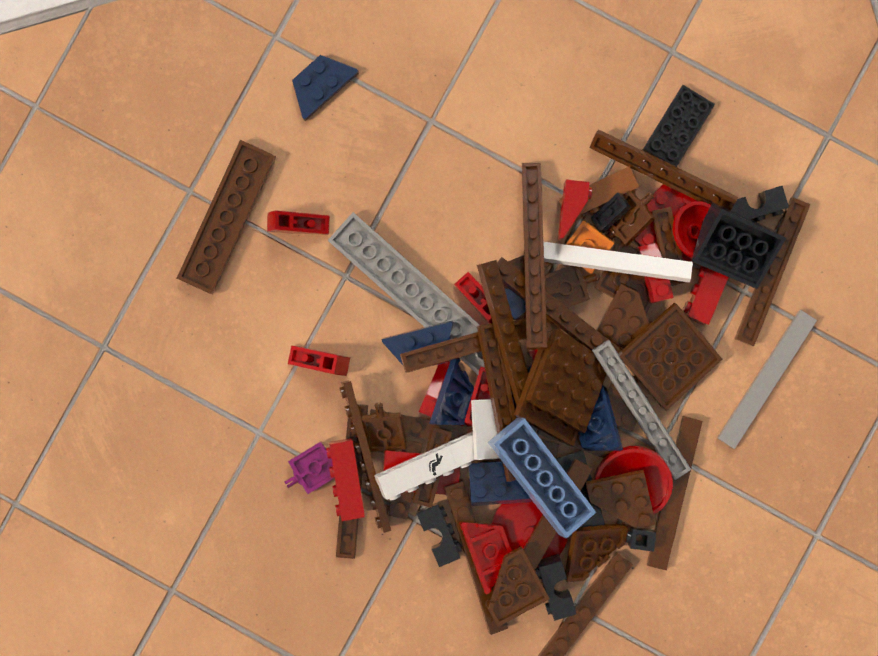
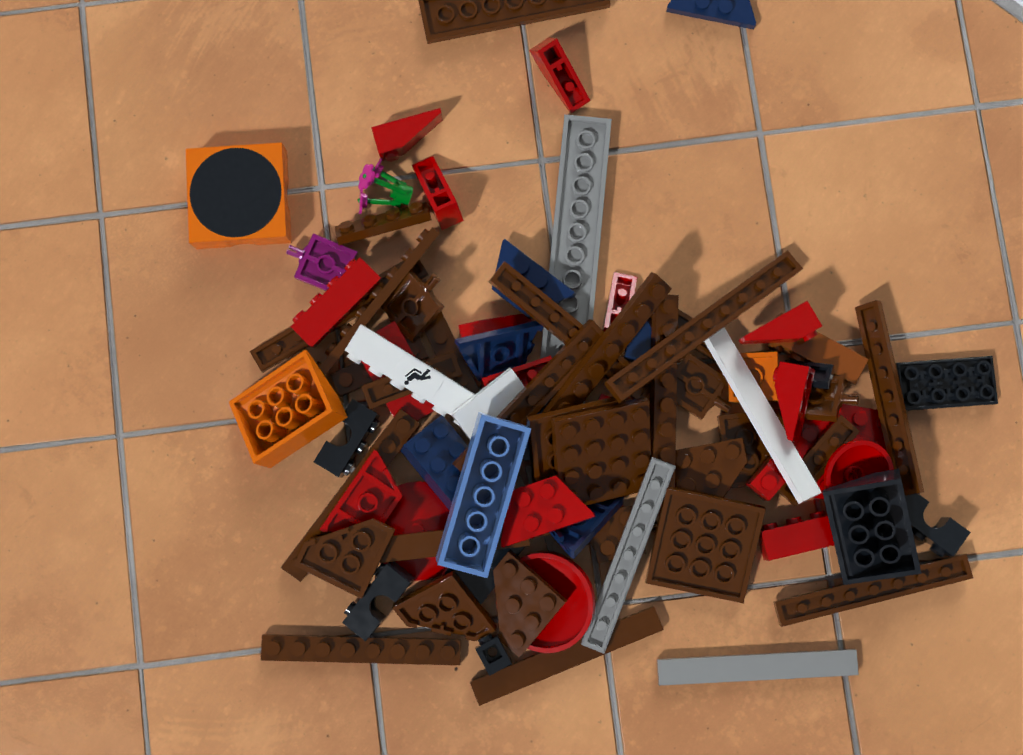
camera: 50 degrees right, 5 degrees down
(226, 492) = (238, 195): none -> black tile
(263, 358) = (399, 136): none -> red slope
(301, 385) = (399, 190): none -> plant
(313, 411) = (386, 222): none -> reddish brown plate
(393, 561) = (286, 410): none -> orange slope
(577, 446) = (540, 510): none -> red wing
(618, 233) = (793, 390): none -> red slope

